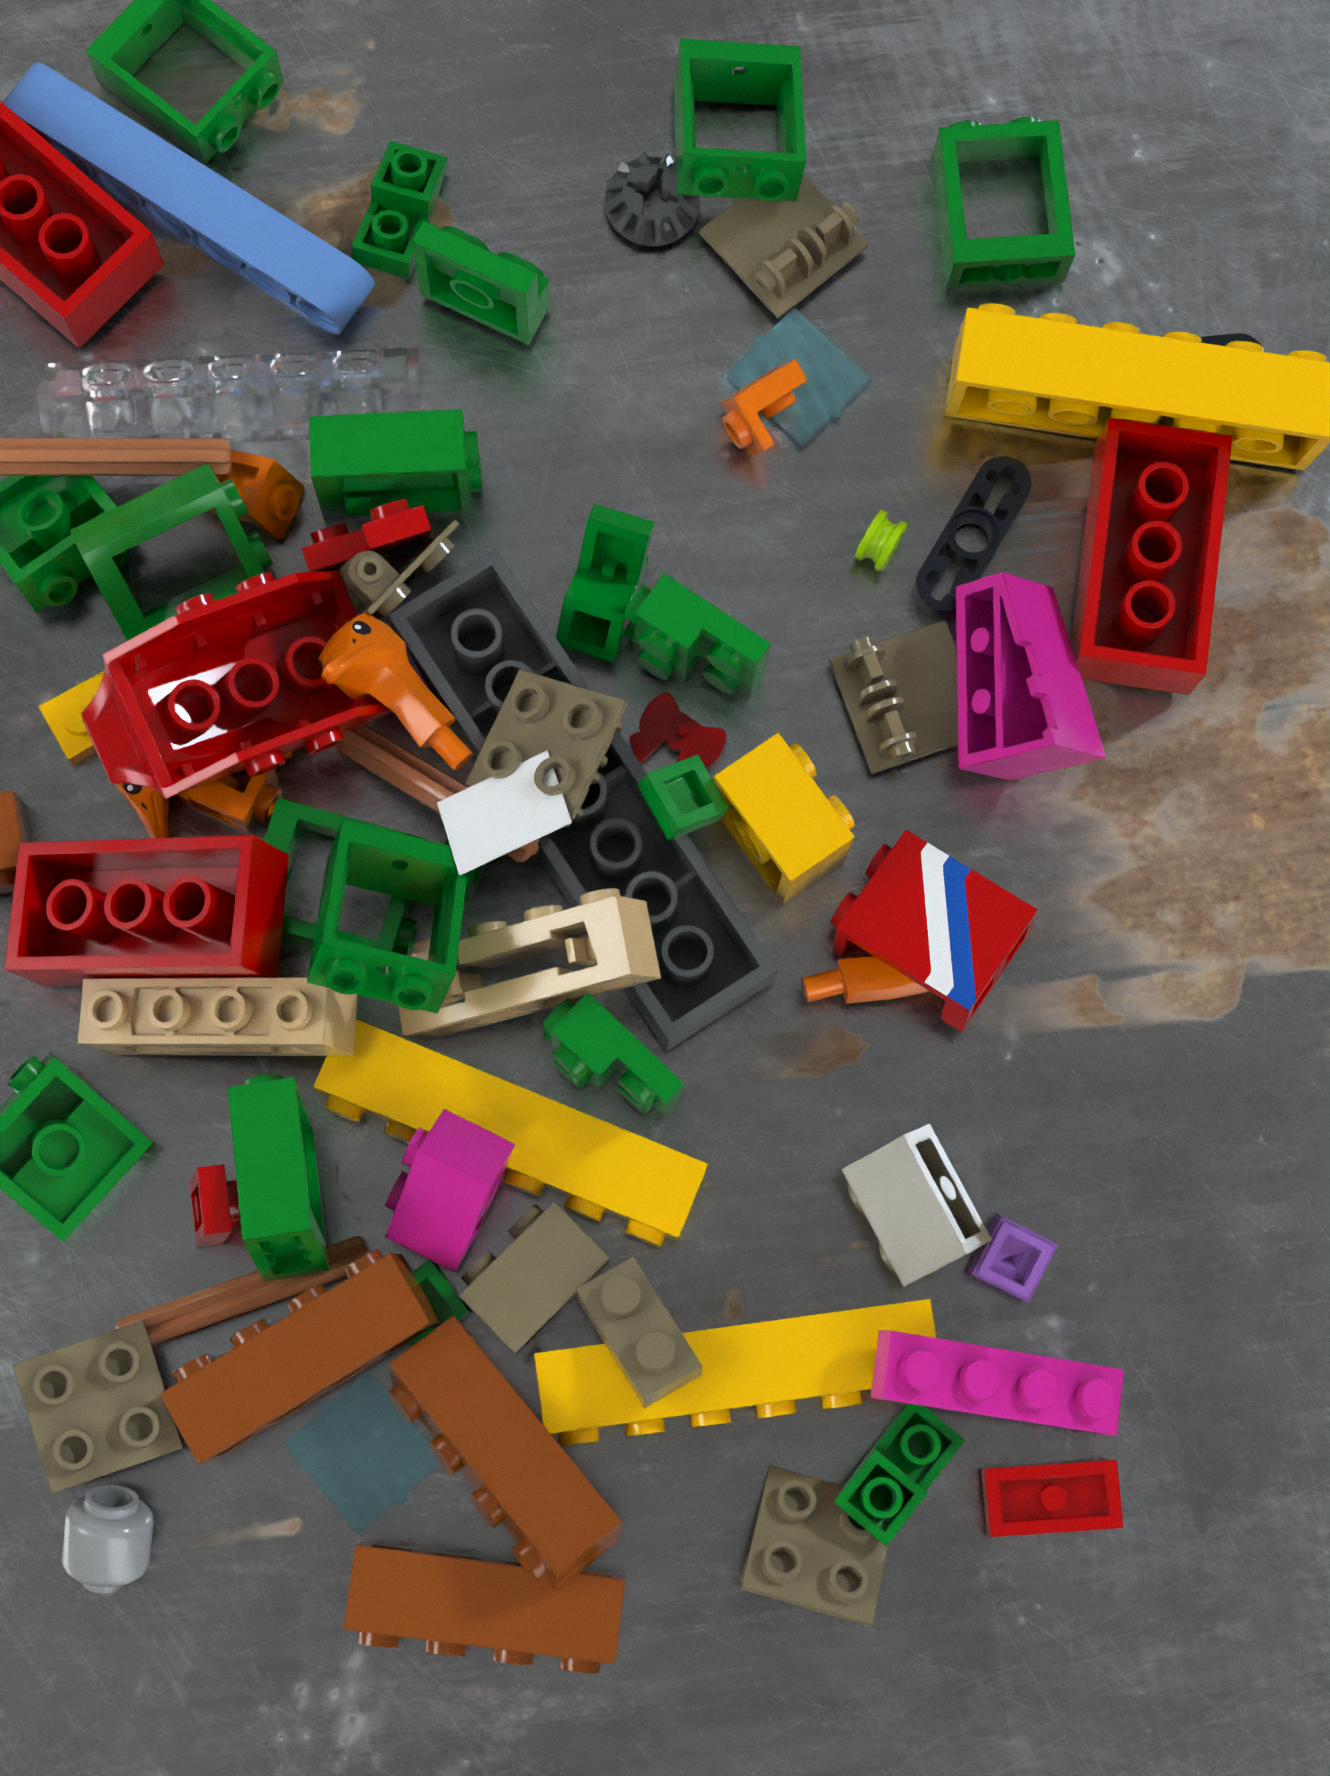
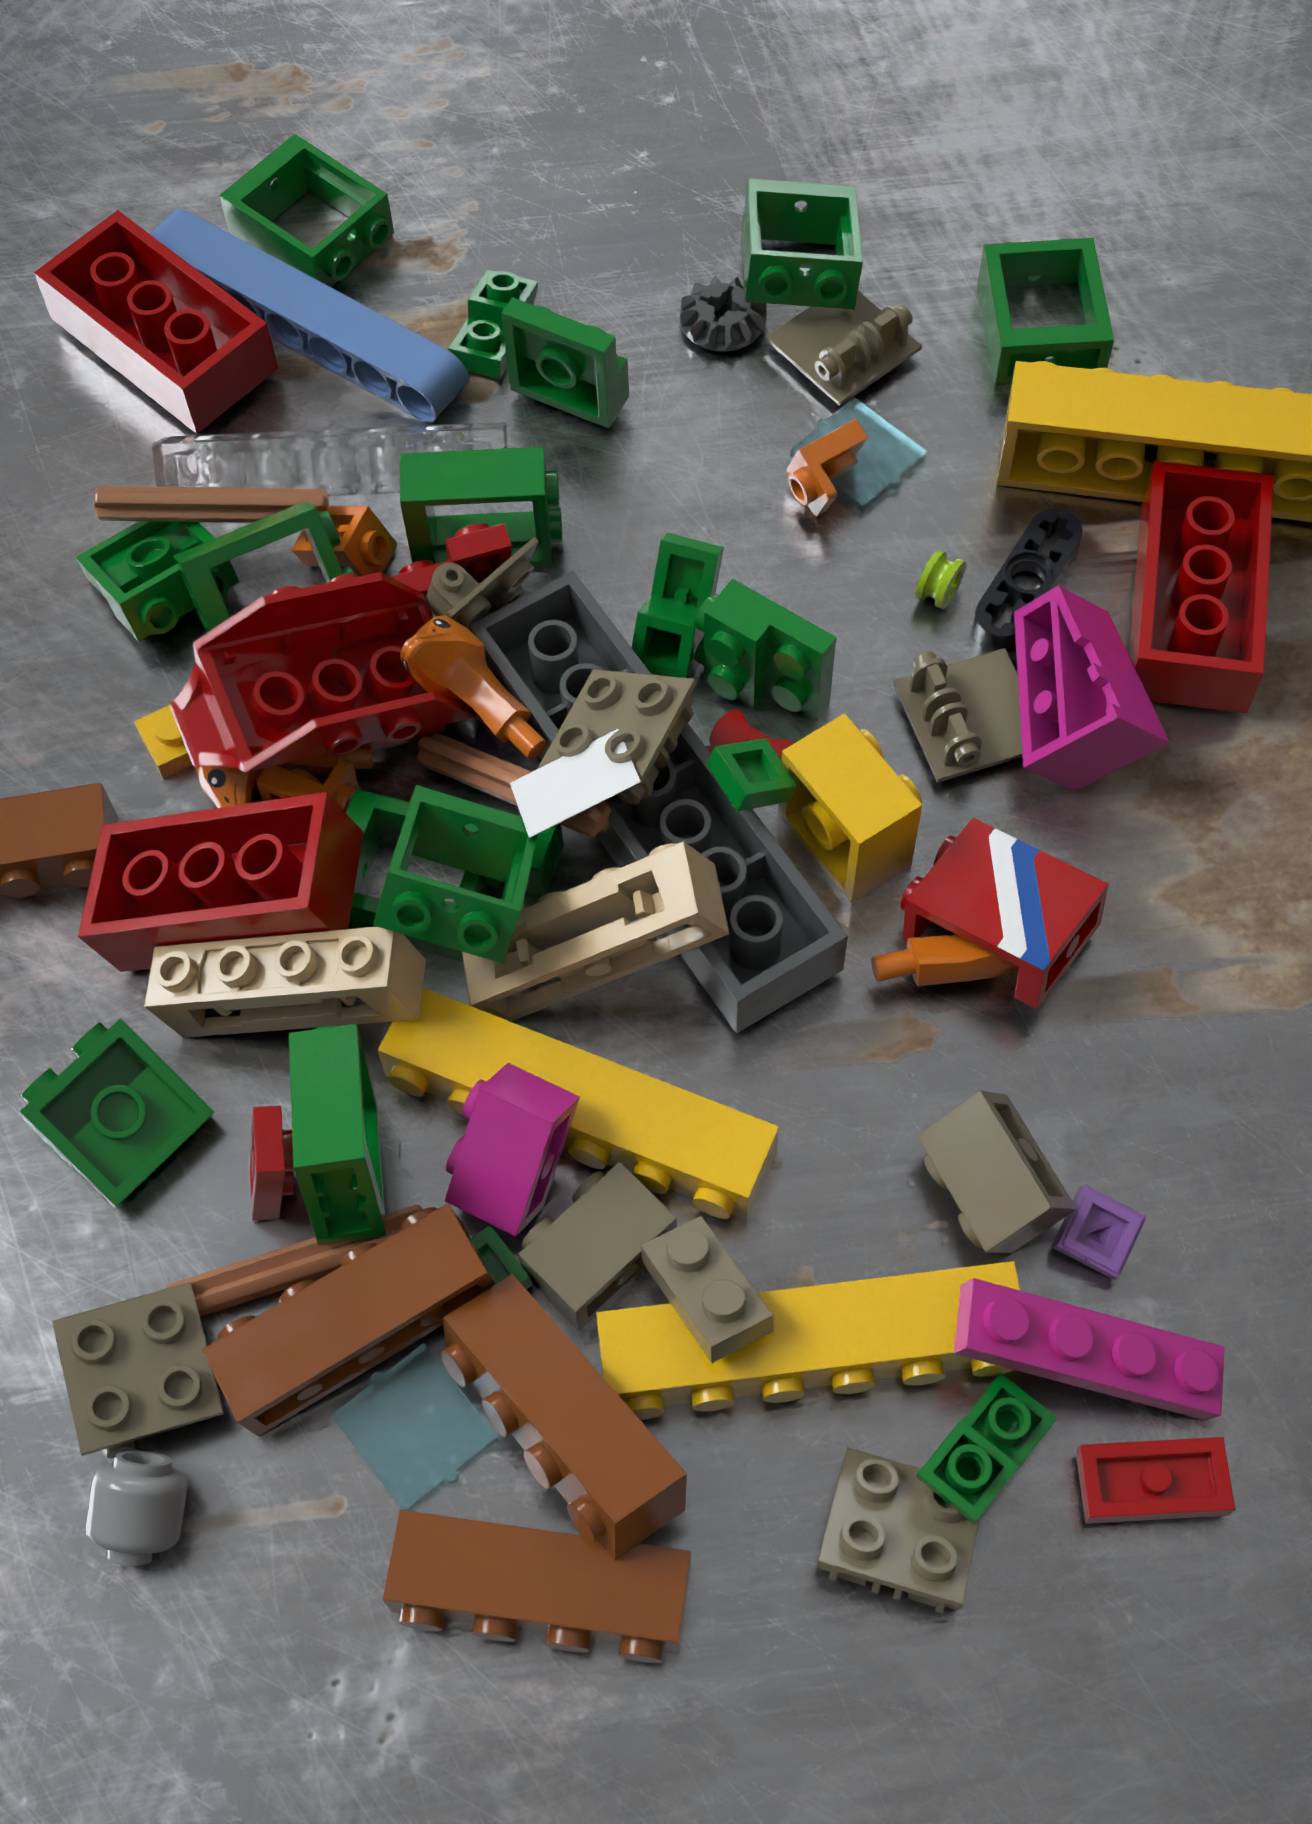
camera: 10 degrees right, 15 degrees down
(596, 1047) = (675, 1018): green plate -> none

